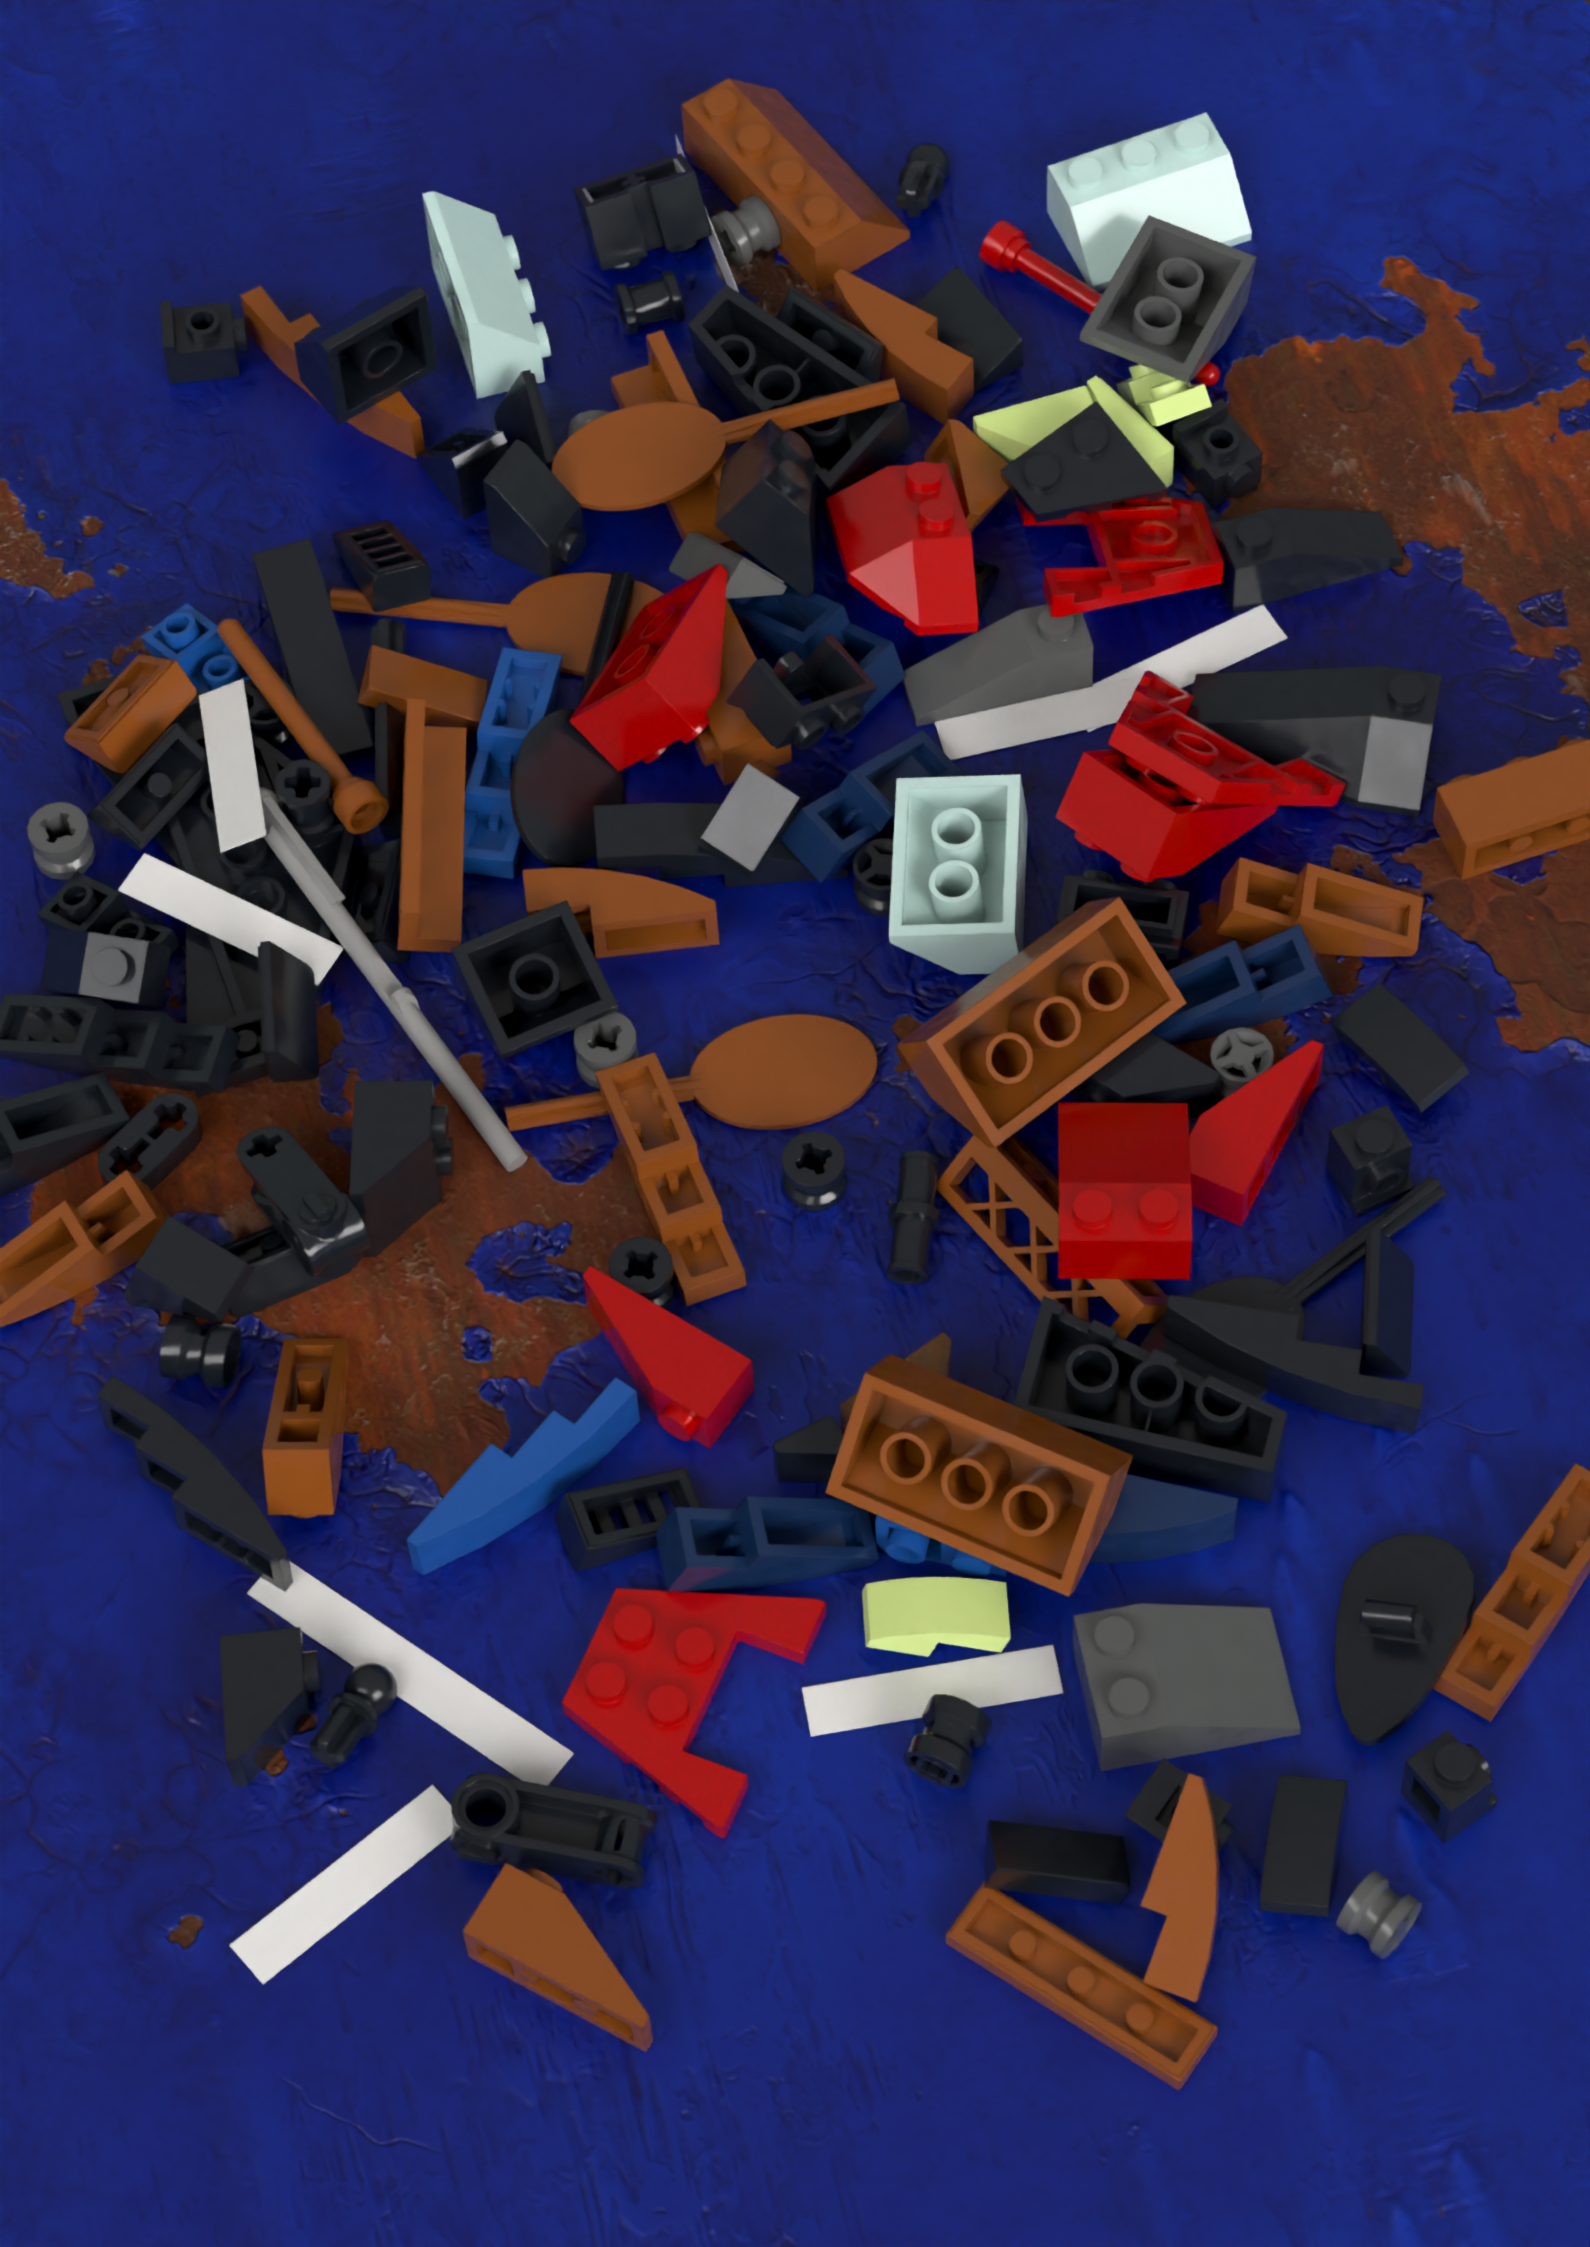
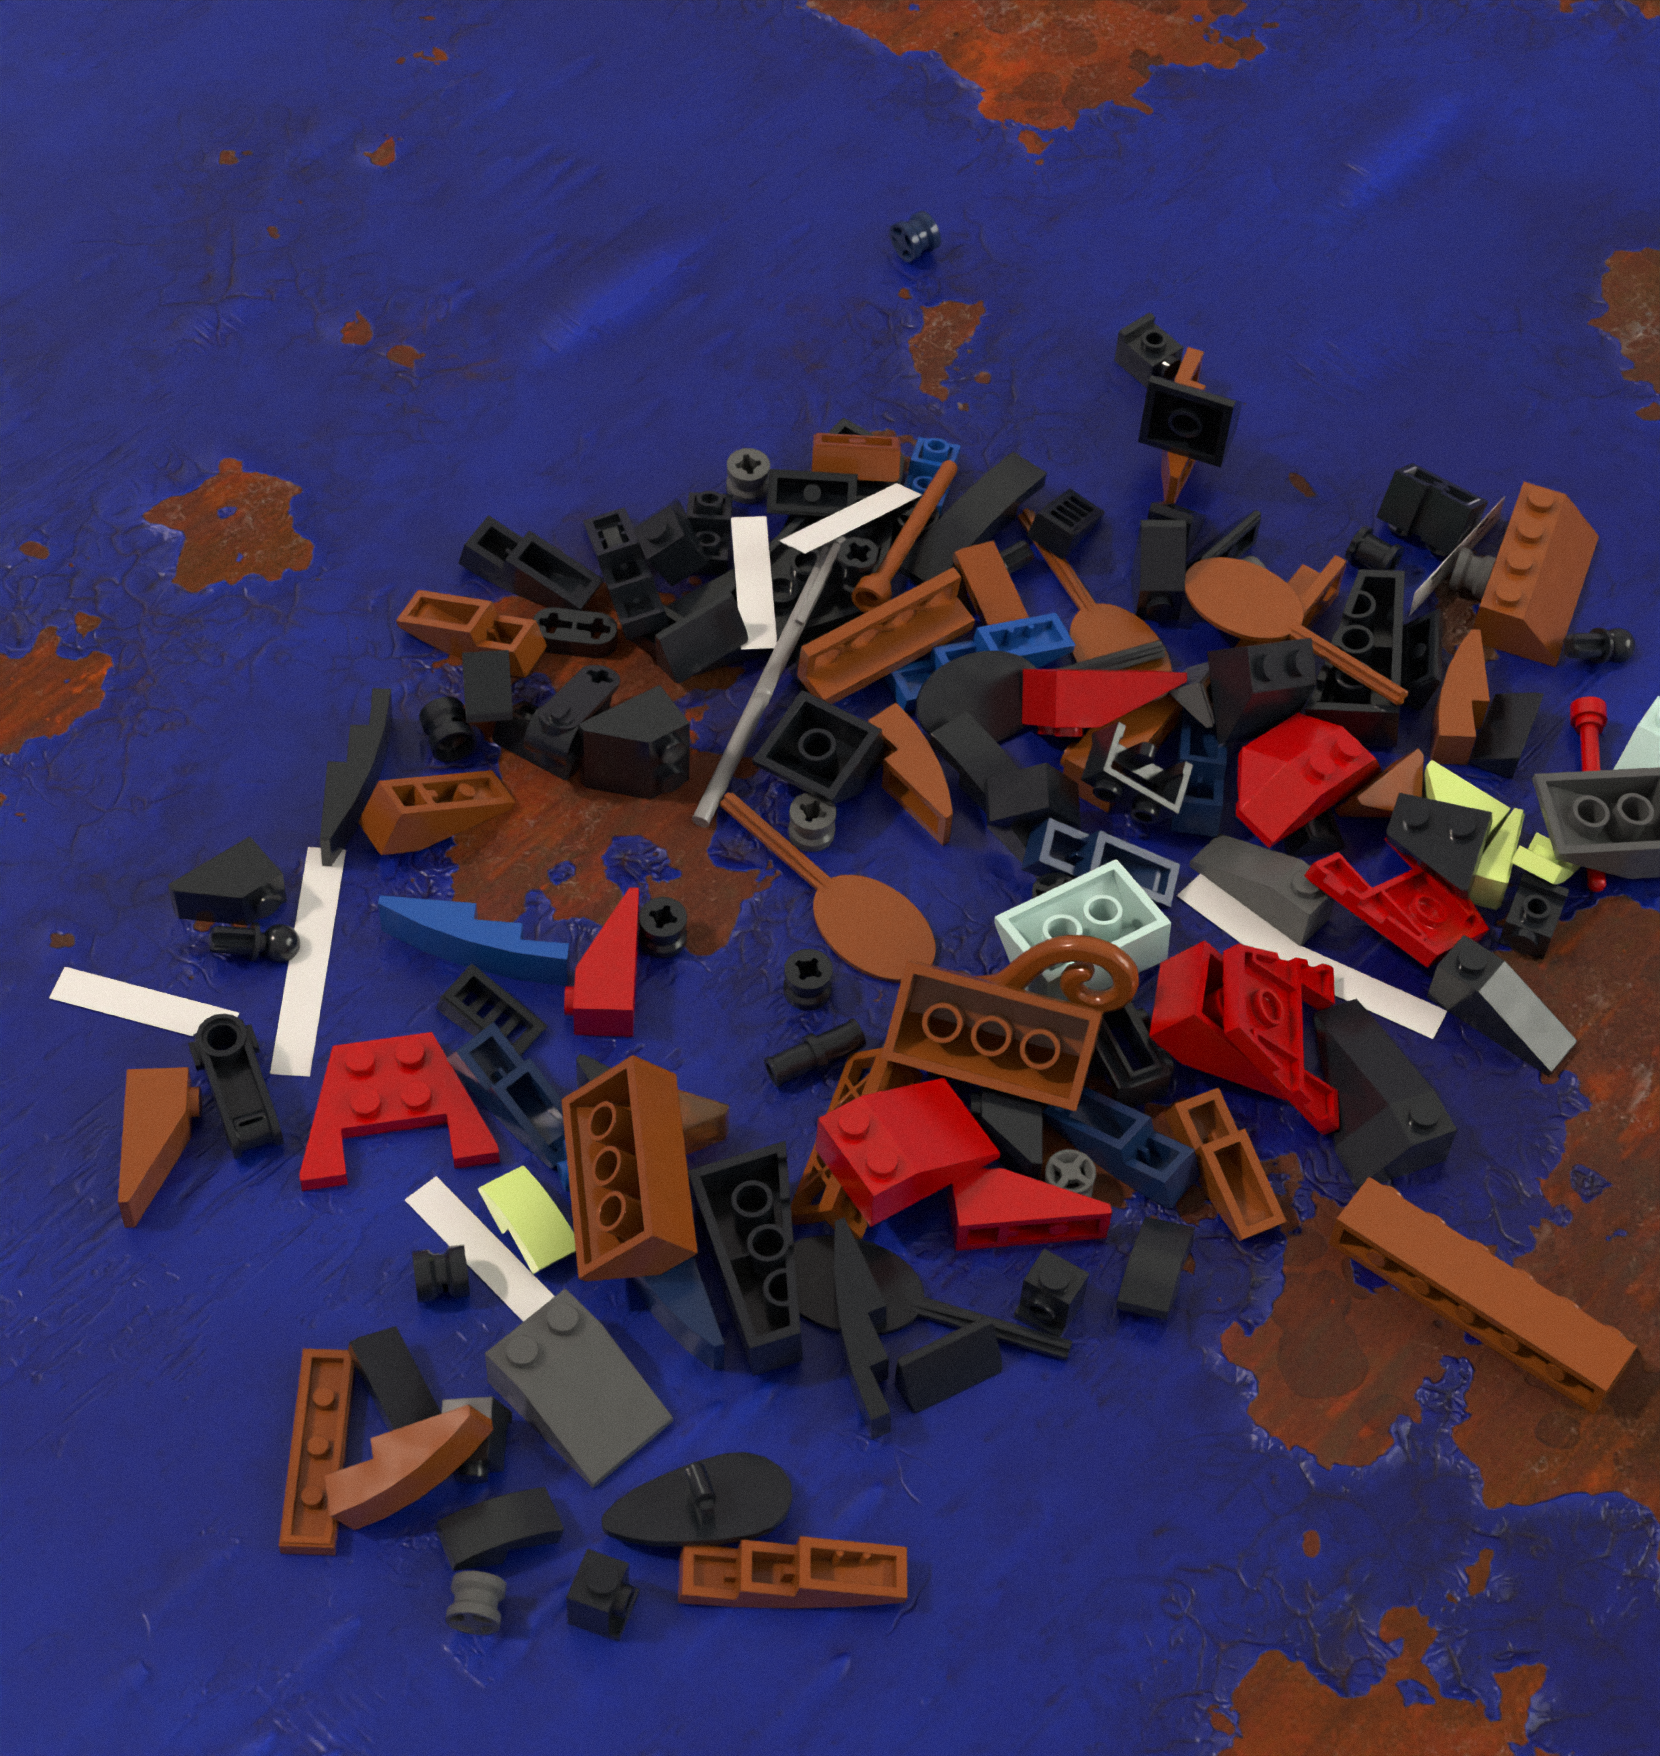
camera: 50 degrees right, 5 degrees down
(483, 295) = (1298, 461): light aqua slope -> none
(671, 1178) = (745, 905): dark orange slope -> none
(1027, 890) = (1084, 953): none -> dark orange plant

